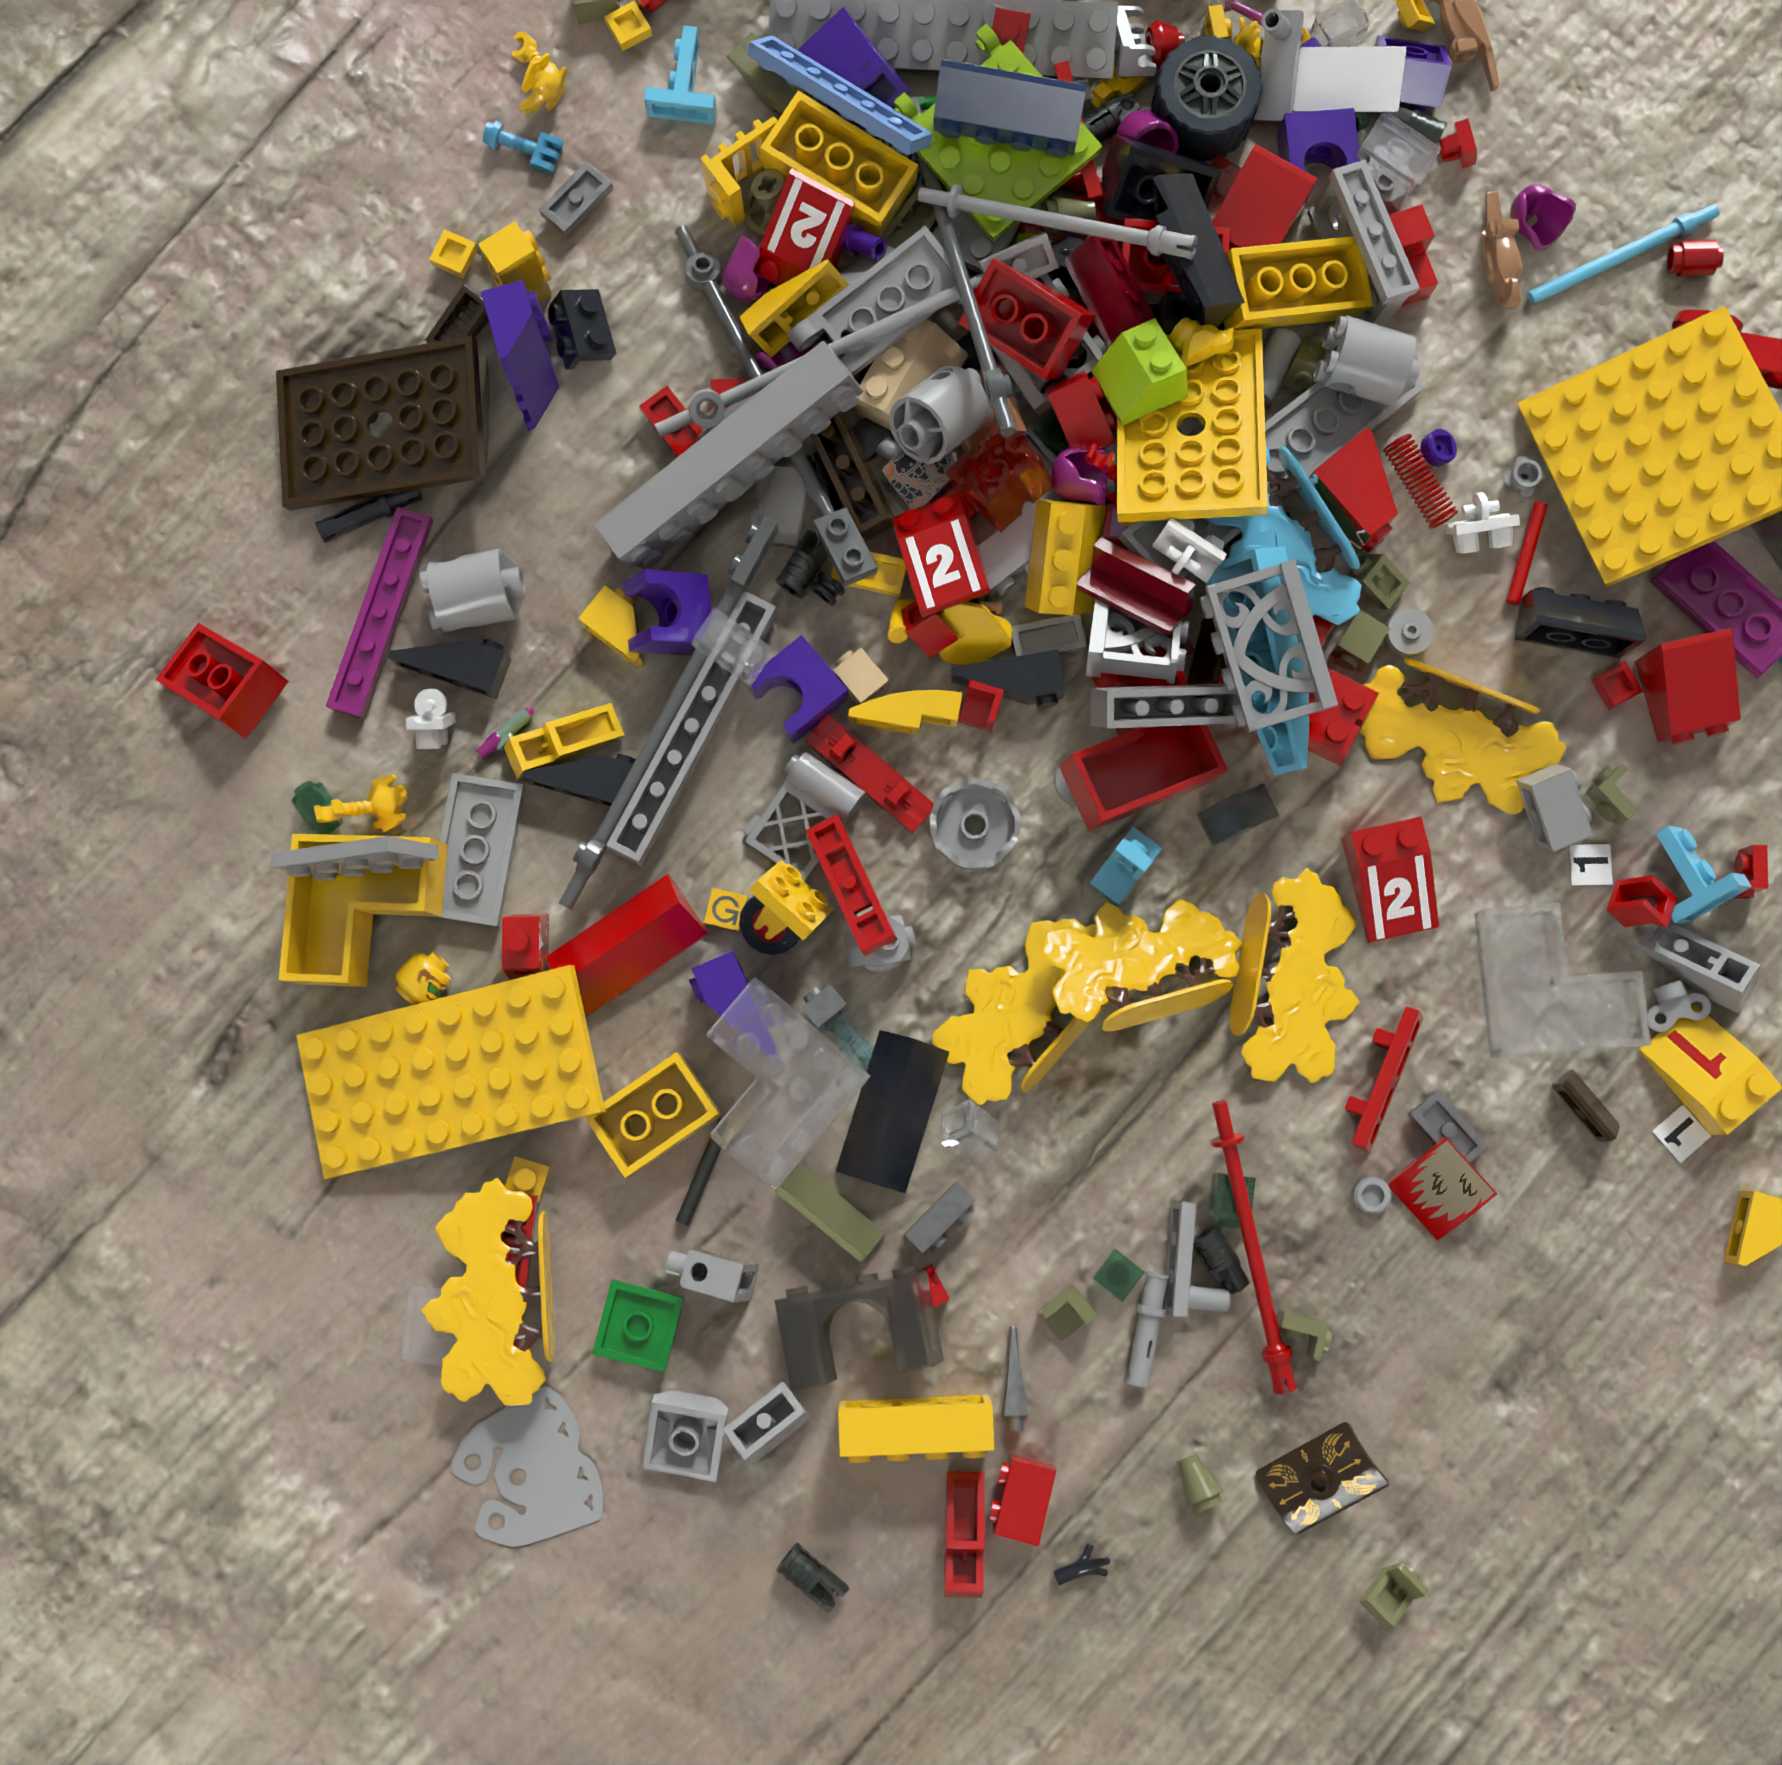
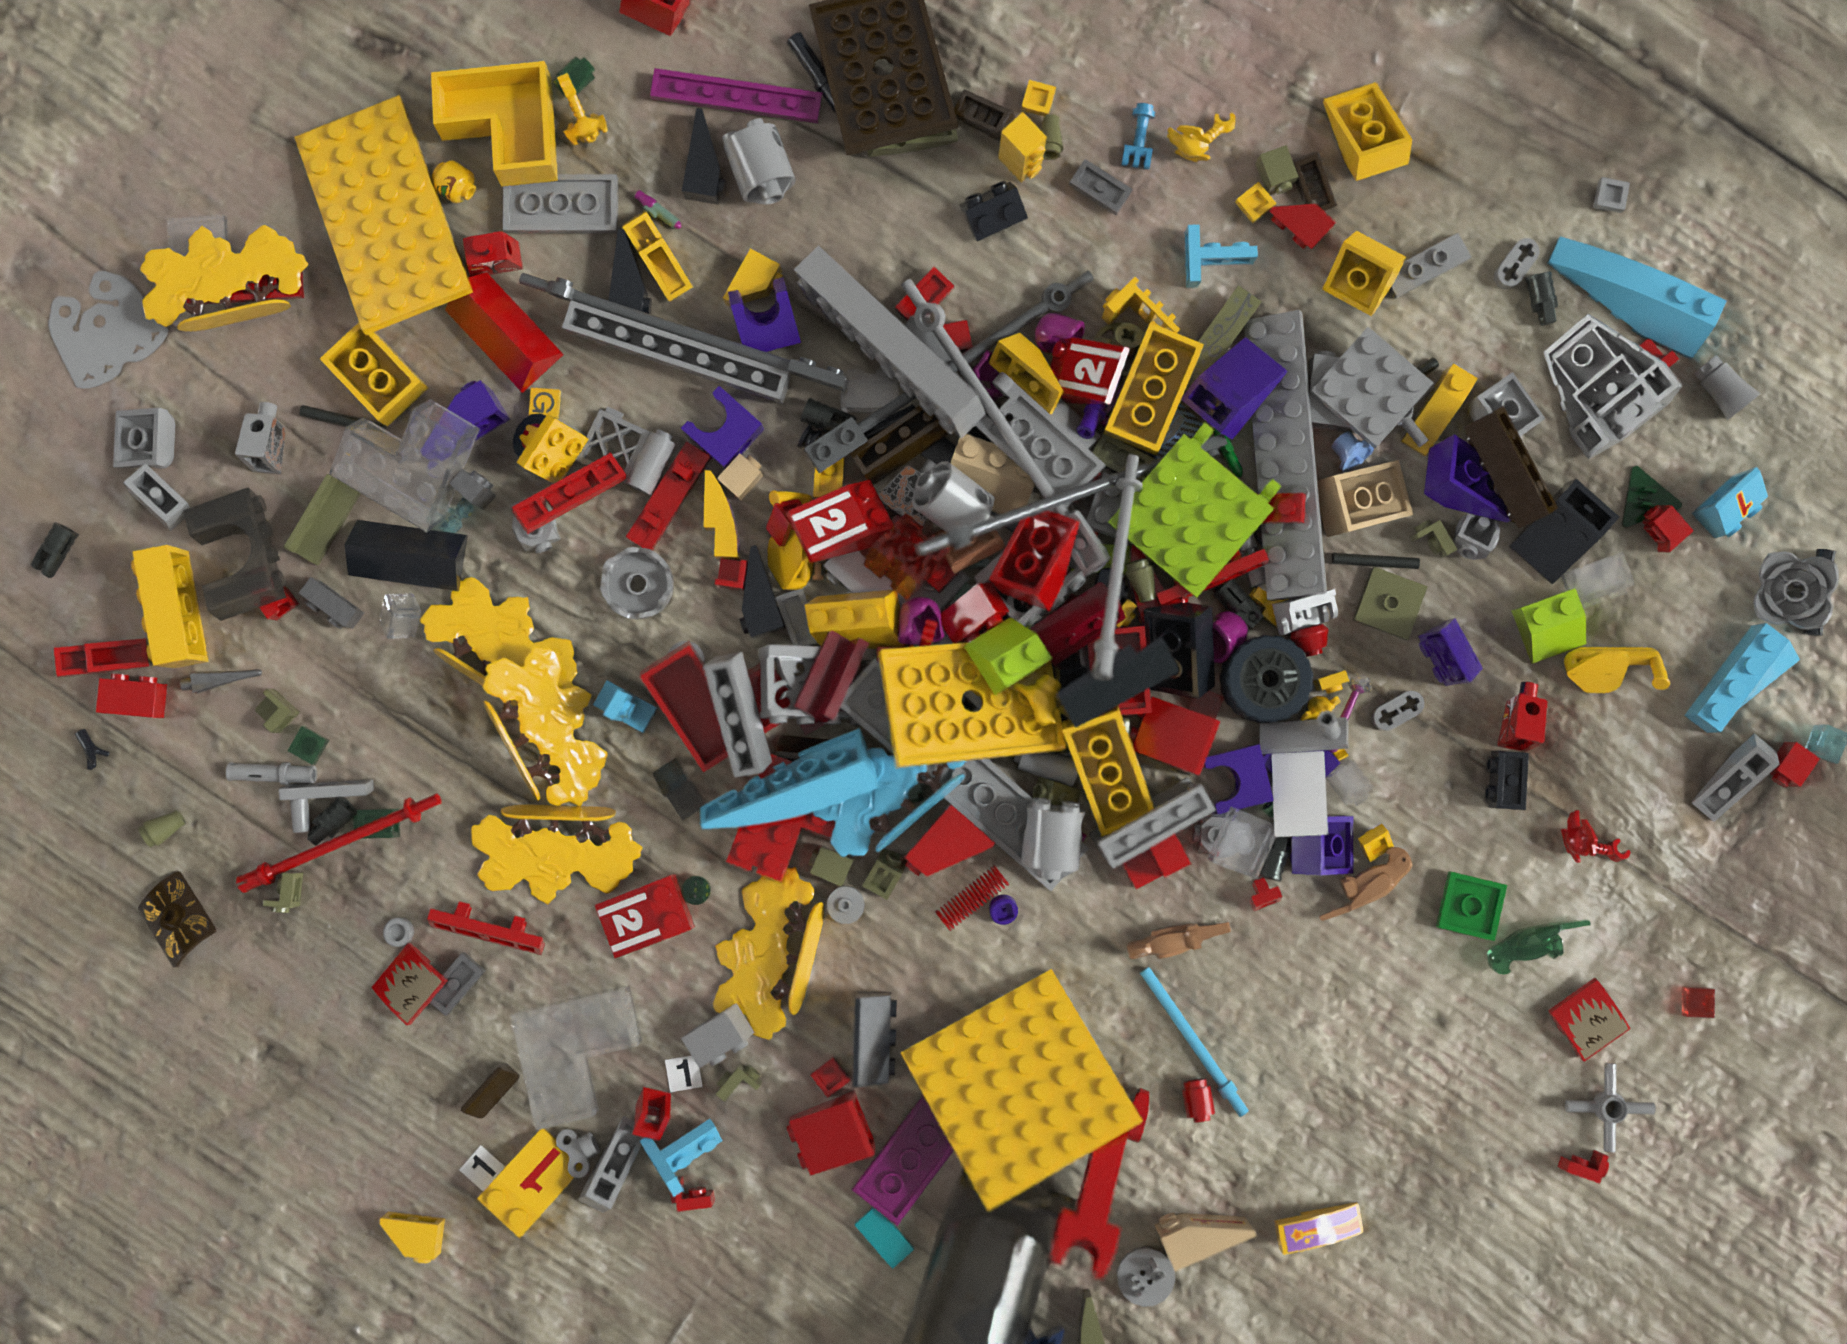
camera: 85 degrees right, 5 degrees up
(354, 858) = (523, 110): light grey plate -> none
(430, 720) = (651, 150): white hips -> none
(522, 347) = (957, 165): dark purple wedge -> none
(528, 1177) = (318, 288): yellow plate -> none
(638, 1325) = (219, 390): green plate -> none
(732, 646) = (735, 369): clear brick -> none
(840, 94) = (1206, 379): medium blue plate -> none
(1008, 108) = (1202, 513): slope -> none
(1189, 549) = (862, 712): white hips -> none
(1288, 597) = (826, 793): light grey fence -> none
(1366, 812) = (696, 890): none -> clear green tile
(1392, 1594) = (100, 983): olive bracket -> none
(1498, 526) = (946, 951): white hips -> none
(1526, 553) = (928, 992): red bar -> none
(1533, 472) = (989, 974): light grey plate -> none
(1552, 211) = (1206, 976): magenta hair -> none

